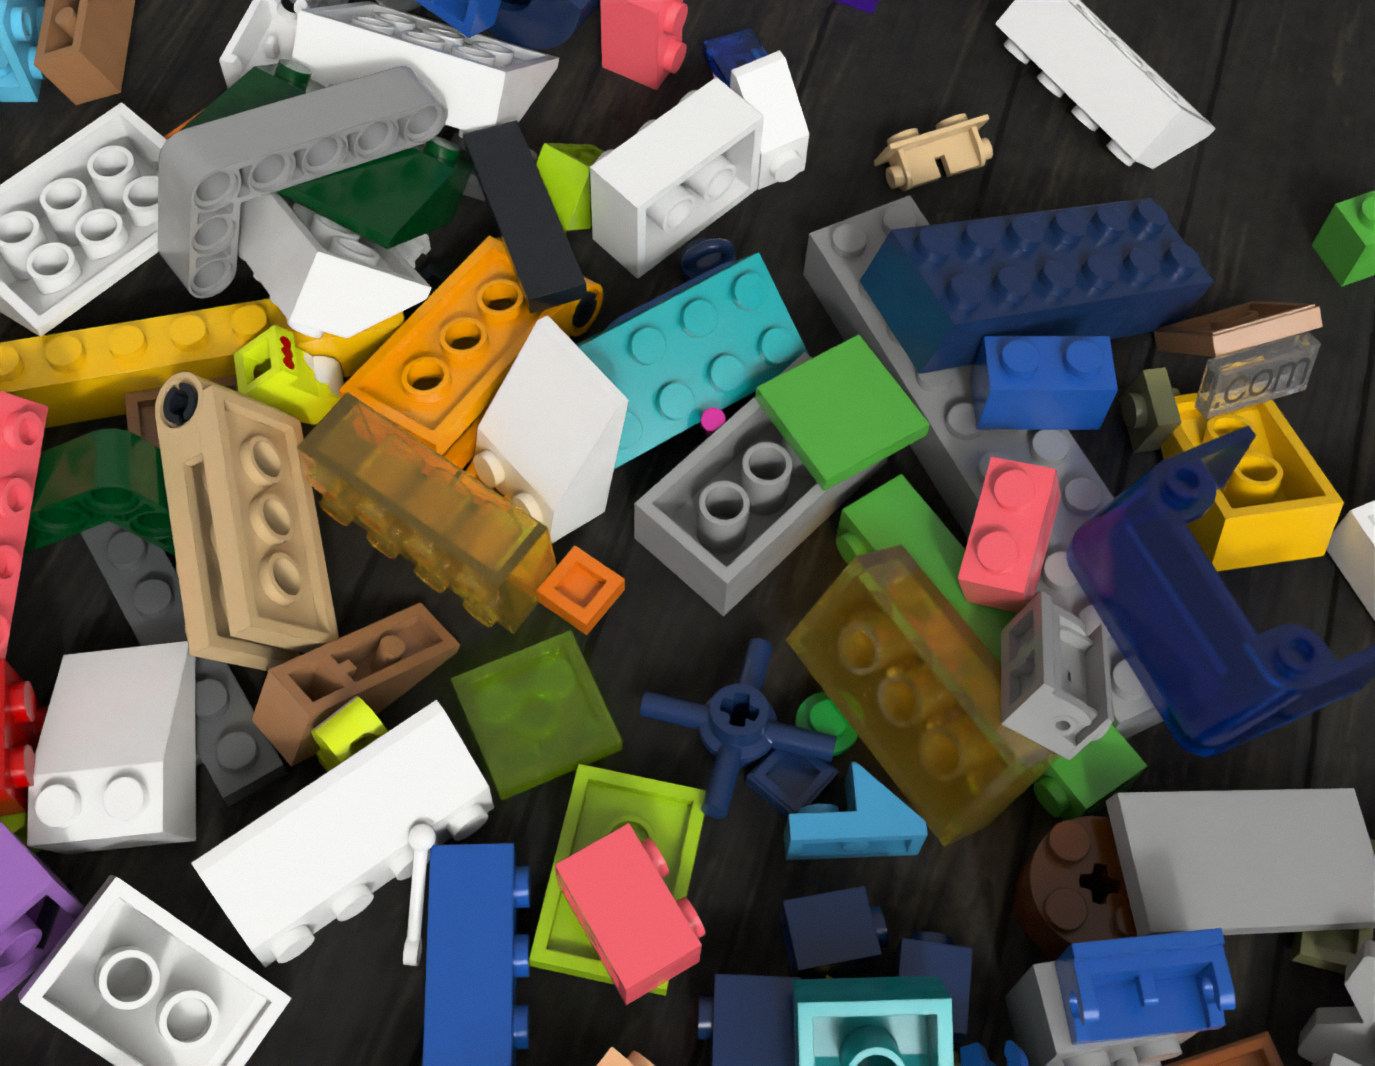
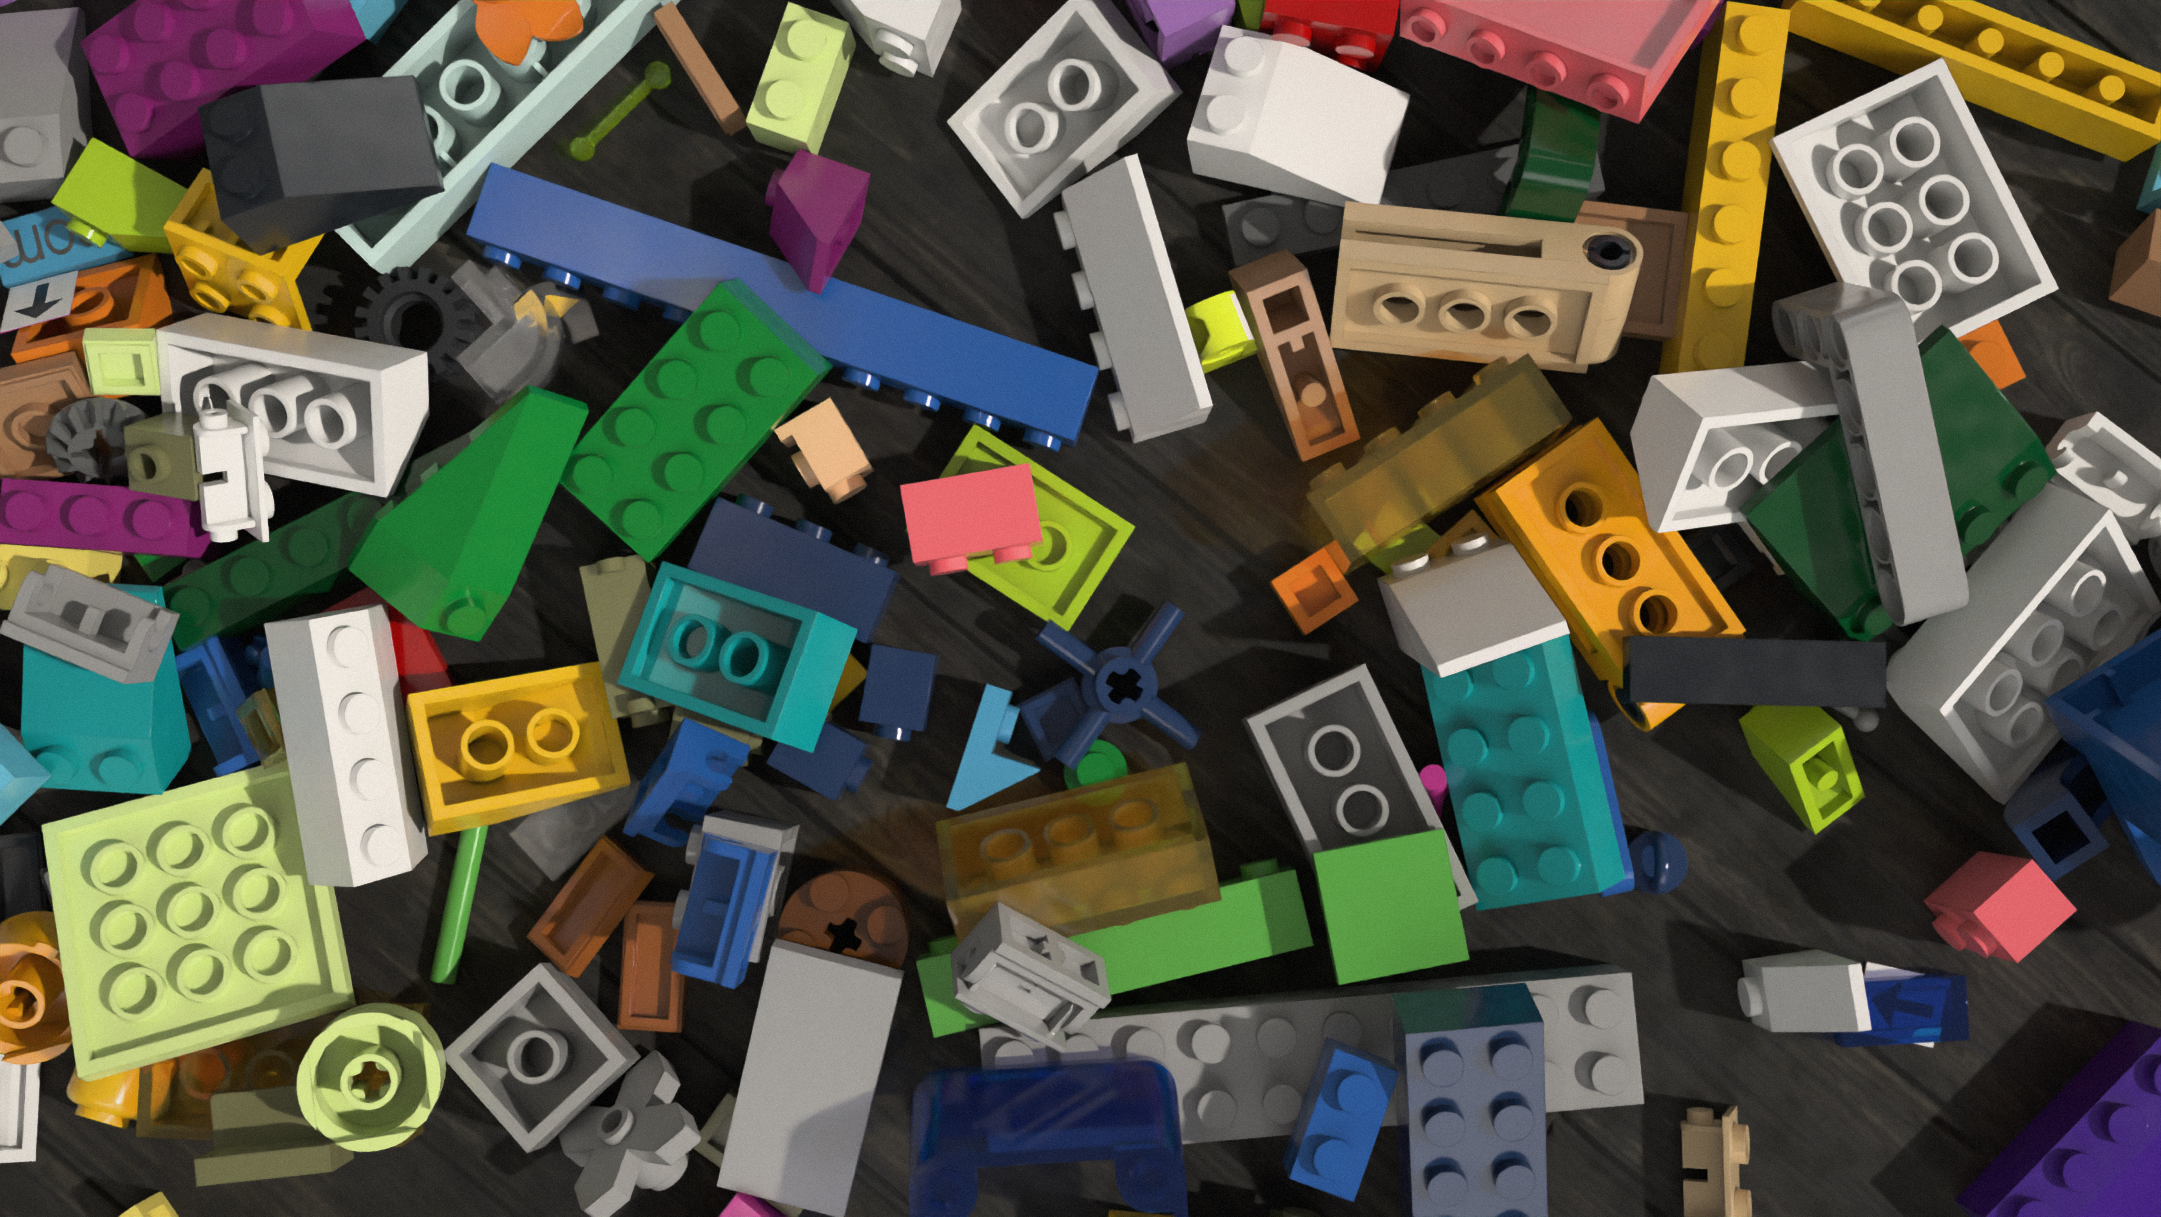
camera: 110 degrees right, 25 degrees up
(290, 378) = (1631, 373): neon yellow leg -> none
(421, 839) = (1104, 361): white hinge -> none
(536, 714) = (1202, 506): clear neon green plate -> none
(675, 176) = (1764, 861): white brick -> none
(1009, 534) = (1185, 1004): coral brick -> none

